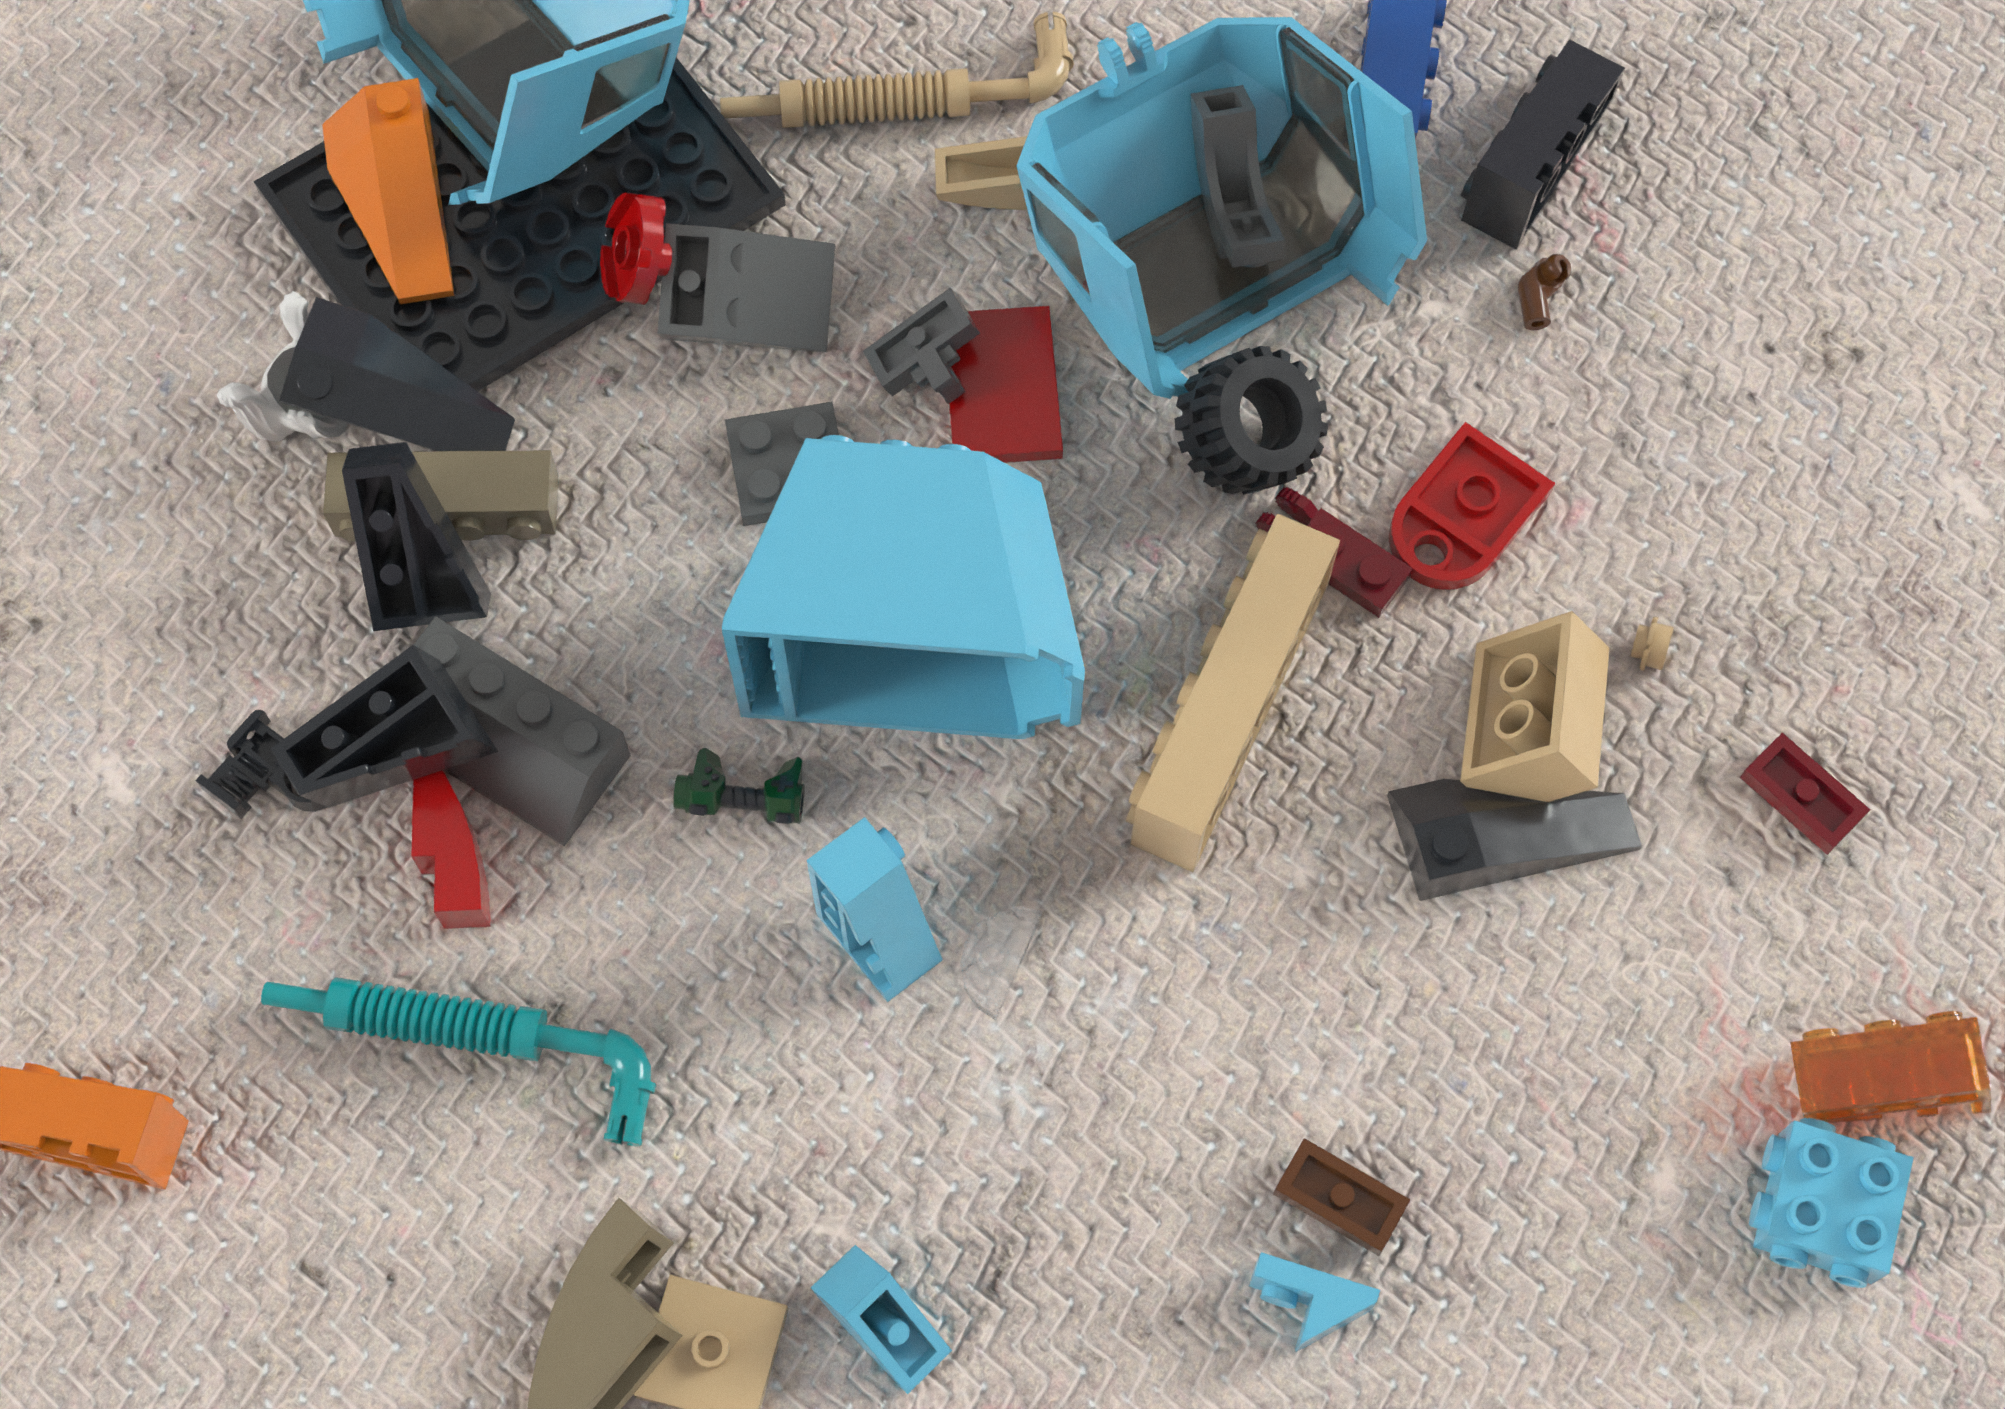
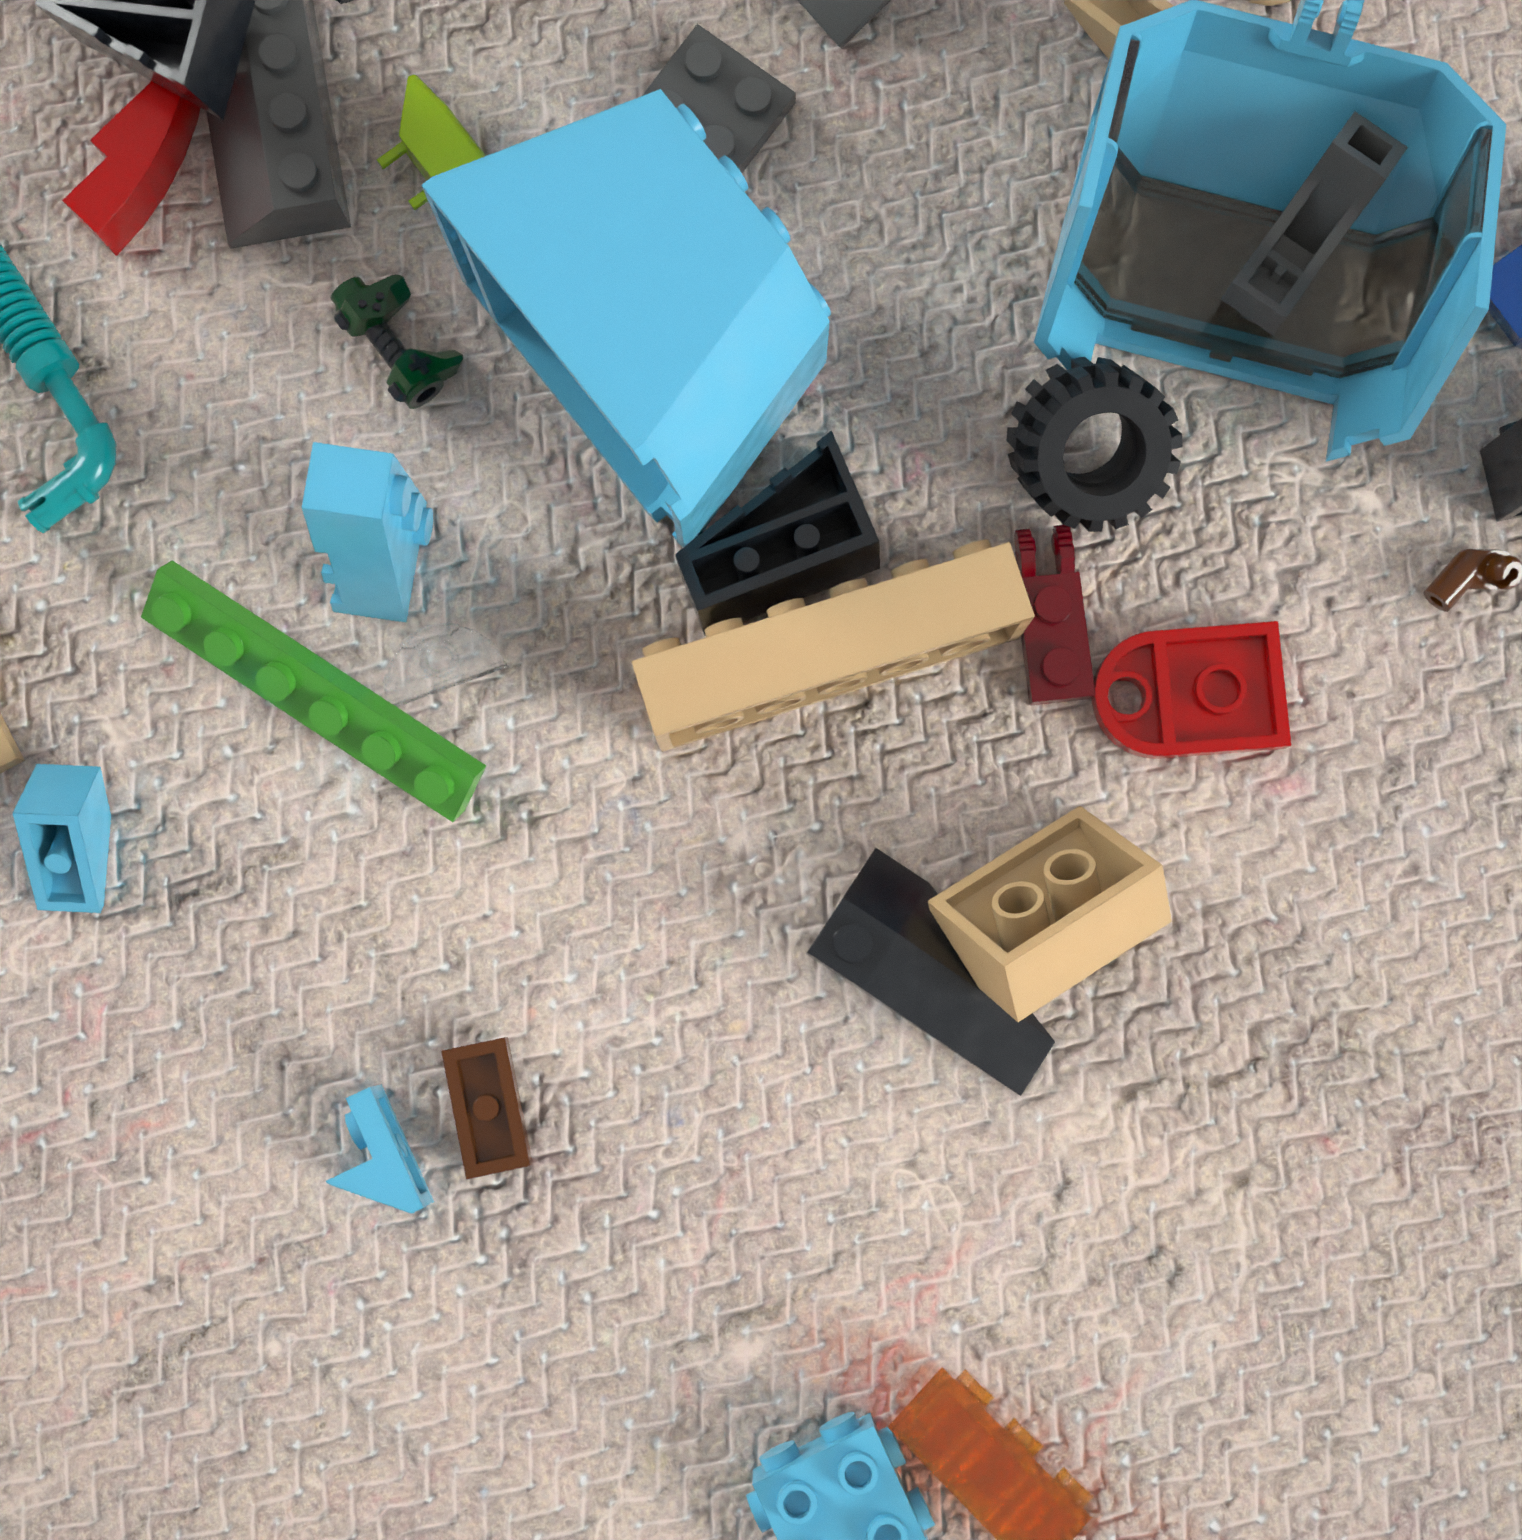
camera: 50 degrees right, 15 degrees up
(647, 646) = (430, 136): none -> lime piece
(925, 348) = (909, 119): dark grey hinge -> none
(935, 1057) = (312, 691): none -> bright green plate
(1009, 387) = (945, 213): red tile -> none
(1134, 662) = (783, 543): none -> black wedge
(1652, 644) = (1214, 953): tan plate -> none
(1804, 793) = (1194, 1194): dark red plate -> none

